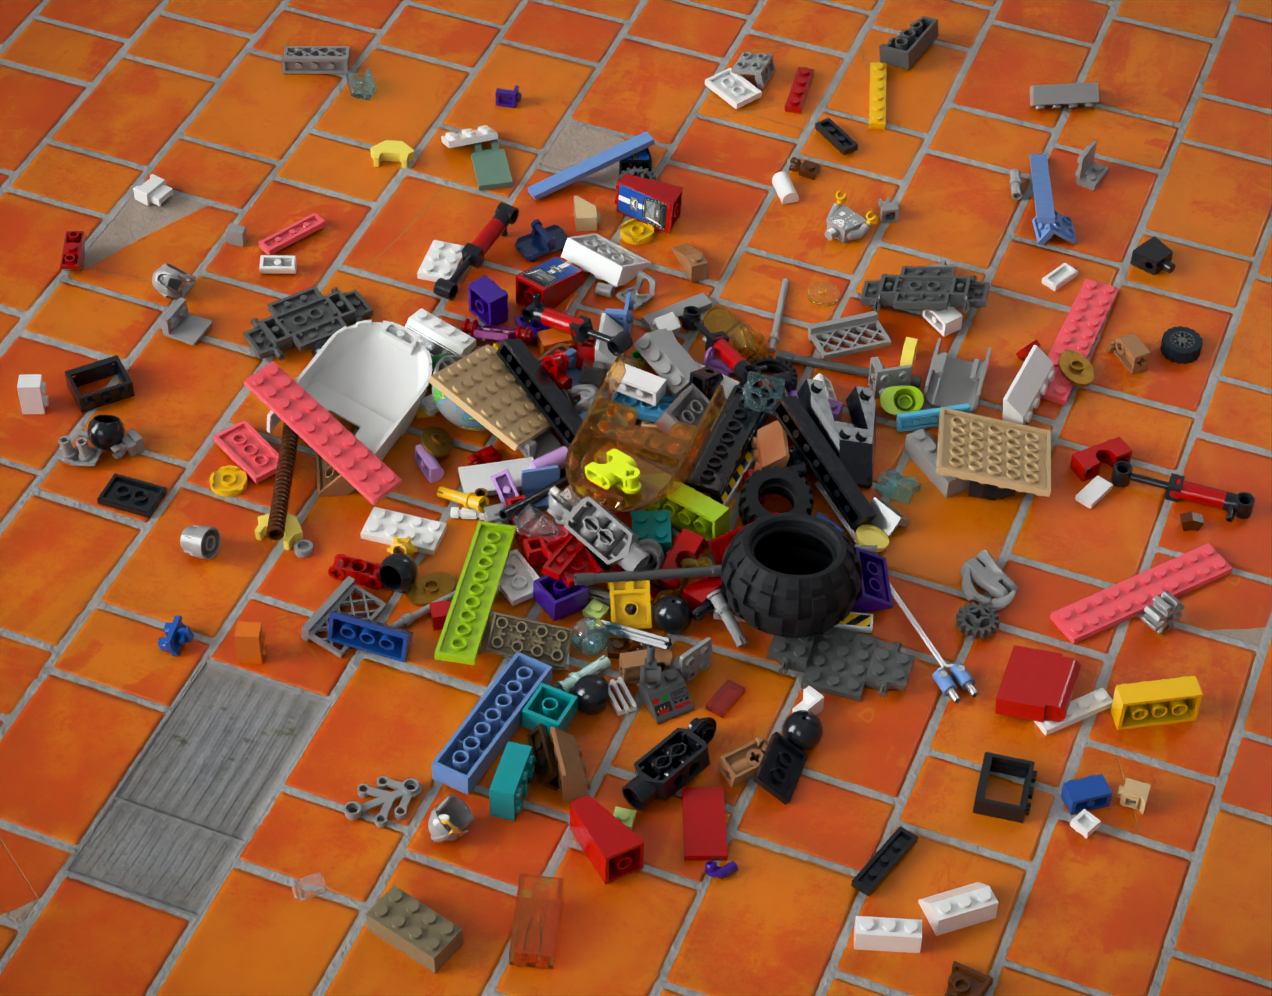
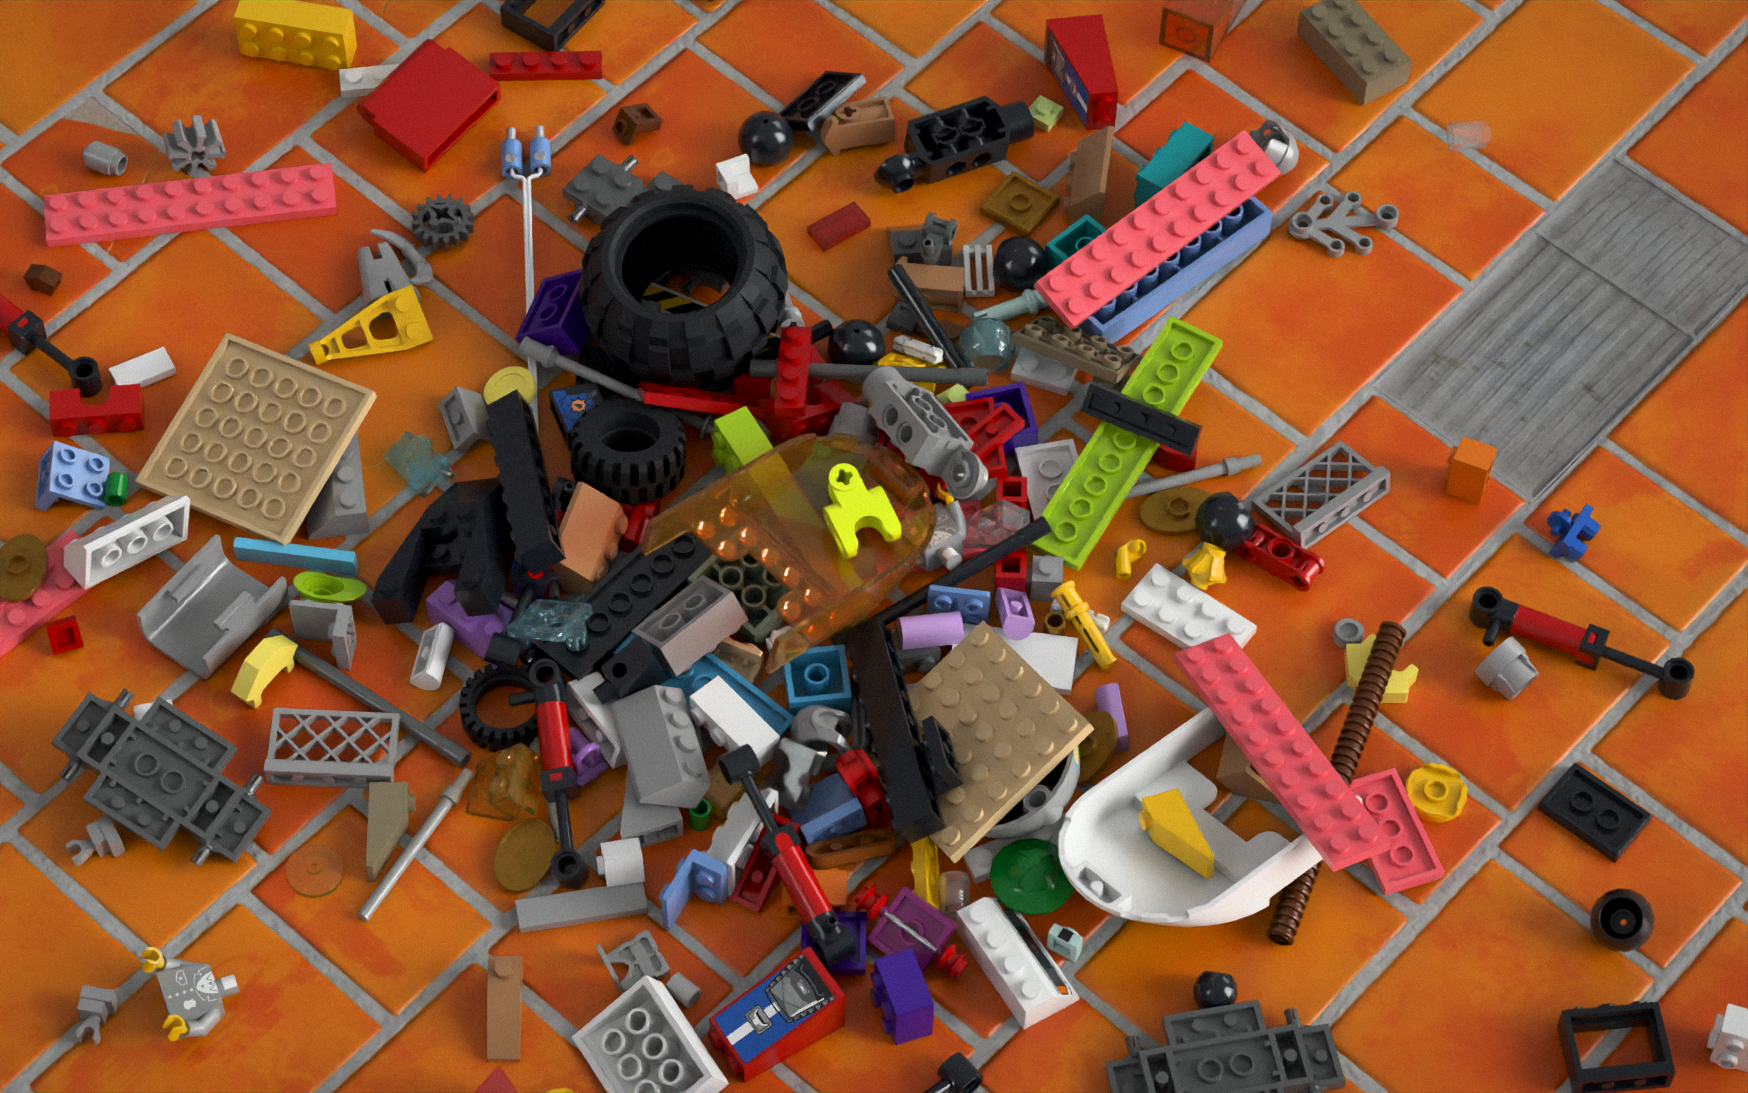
camera: 160 degrees left, 10 degrees up
(78, 456) = (1672, 910): light grey connector -> none
(131, 443) = (1578, 901): light grey piece -> none
(152, 573) = (1584, 644): none -> black piece
(369, 396) = (1176, 831): none -> yellow slope
(369, 635) = (1296, 430): blue slope -> none
(453, 551) = (1126, 556): none -> yellow arm
(460, 589) = (1141, 418): none -> black plate
(502, 718) = (1157, 230): none -> coral plate
(511, 369) = (939, 757): none -> black bracket
(544, 757) = (1120, 189): dark brown panel -> none
(611, 749) = (1020, 204): none -> pearl gold tile
(622, 619) = (918, 349): none -> white axle
(694, 660) = (862, 272): light grey bracket -> none
(698, 557) = (793, 371): none -> red plate
(704, 823) = (945, 74): red tile -> none
(720, 872) = (953, 16): dark purple arm -> none
(800, 314) = (387, 822): none -> dark tan slope
(896, 723) = (634, 120): none -> reddish brown bracket
(974, 544) = (408, 319): none -> yellow plate
(974, 751) = (545, 65): none -> red plate
(1058, 426) = (116, 489): none -> green hinge
(1084, 422) = (71, 475): none -> medium blue bracket
(1213, 598) = (105, 158): none -> light grey brick

